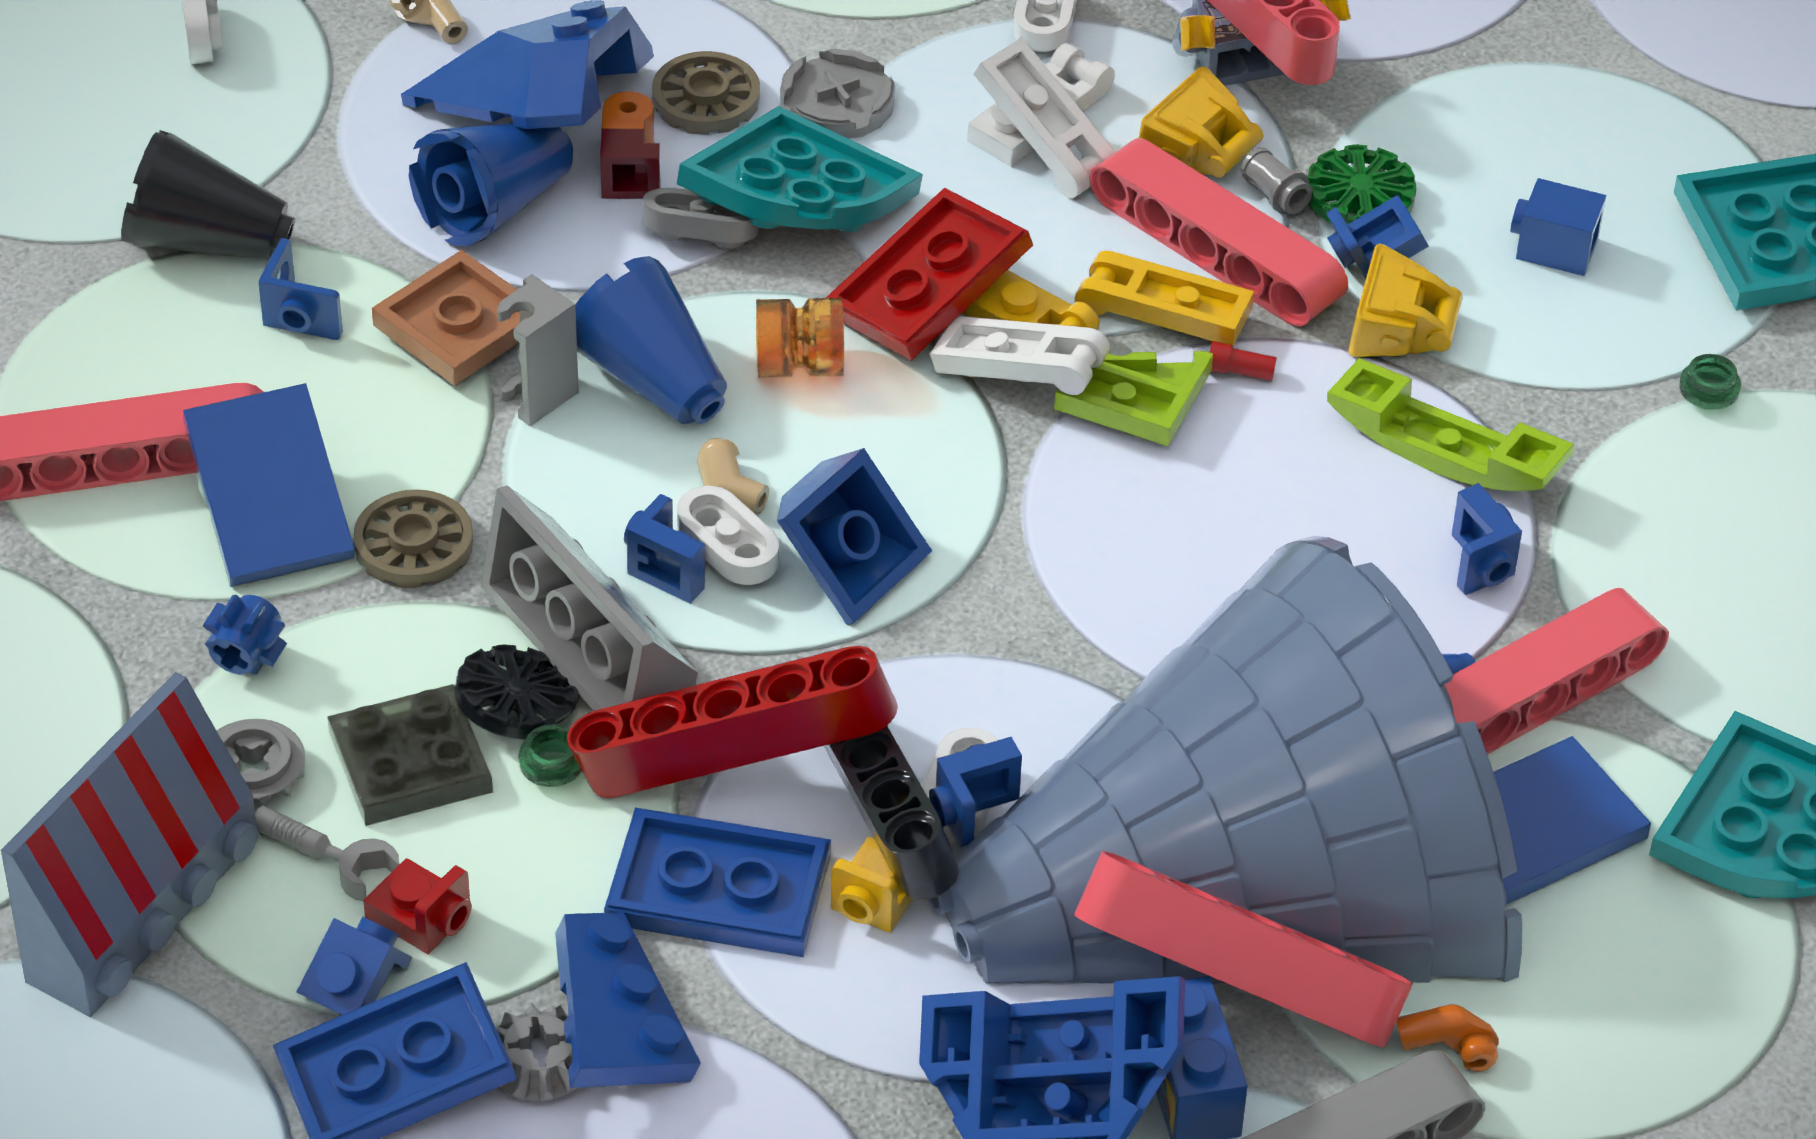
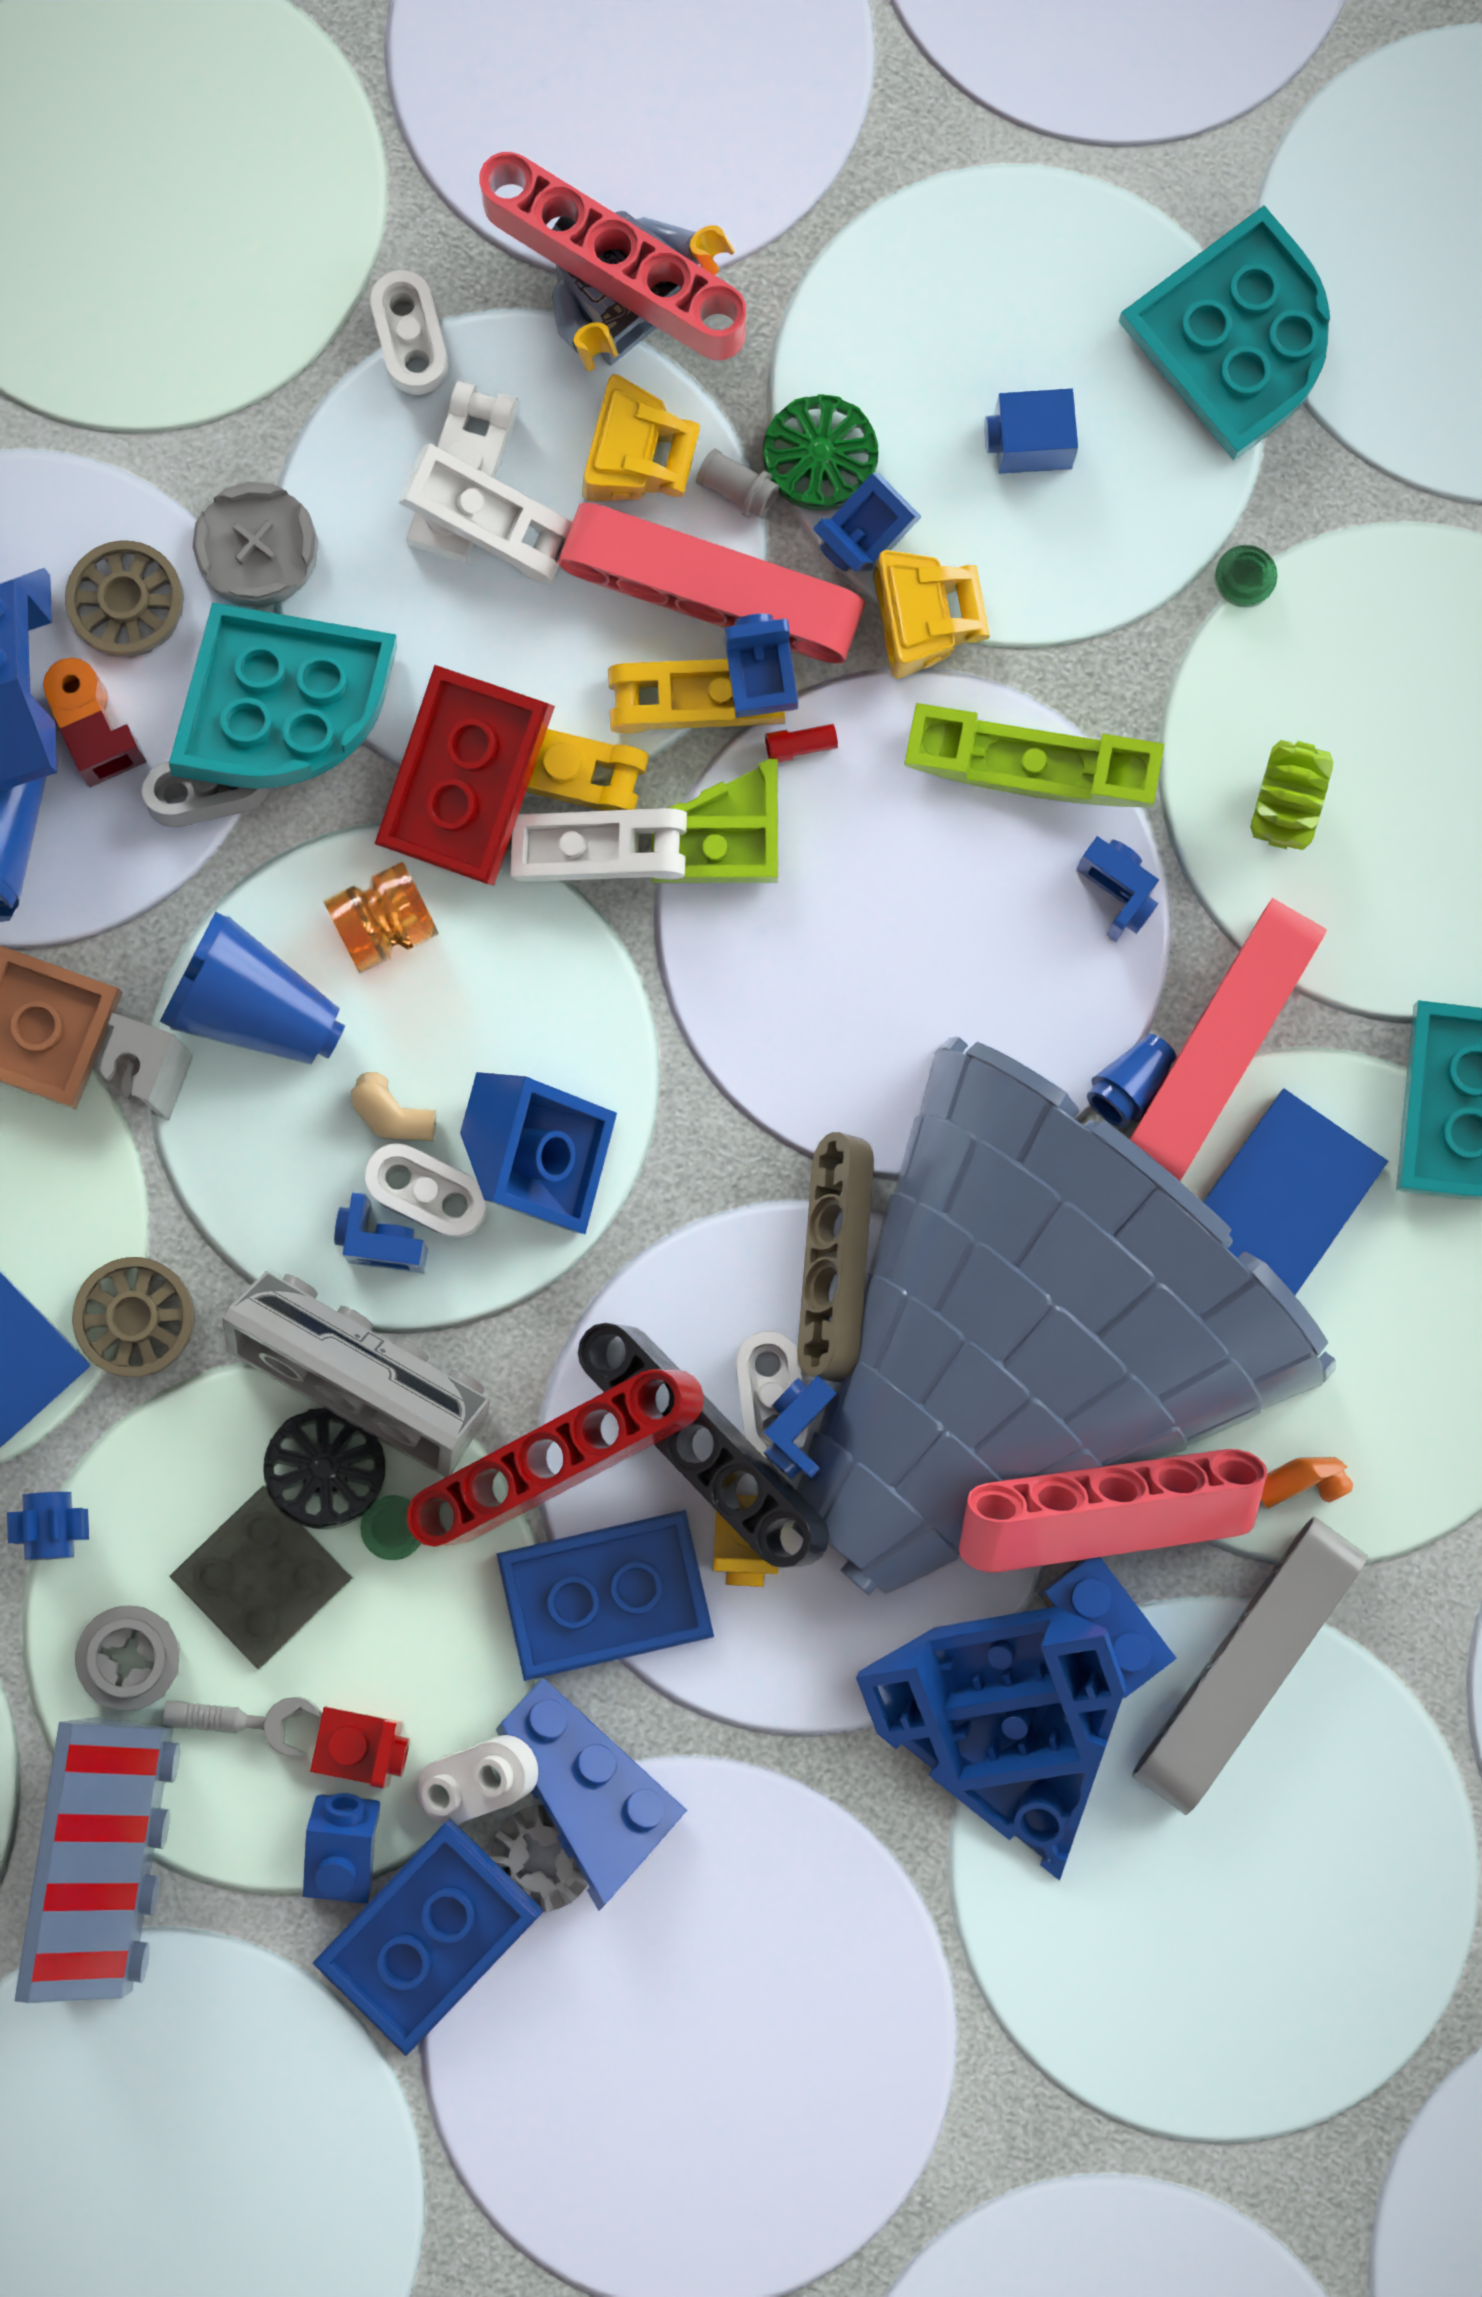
camera: 25 degrees left, 35 degrees up
(518, 950) = (472, 1782): none -> white plate
(1080, 694) = (833, 1347): none -> dark tan beam
(1230, 269) = (760, 665): none -> blue bracket
(1678, 521) = (1292, 795): none -> lime gear

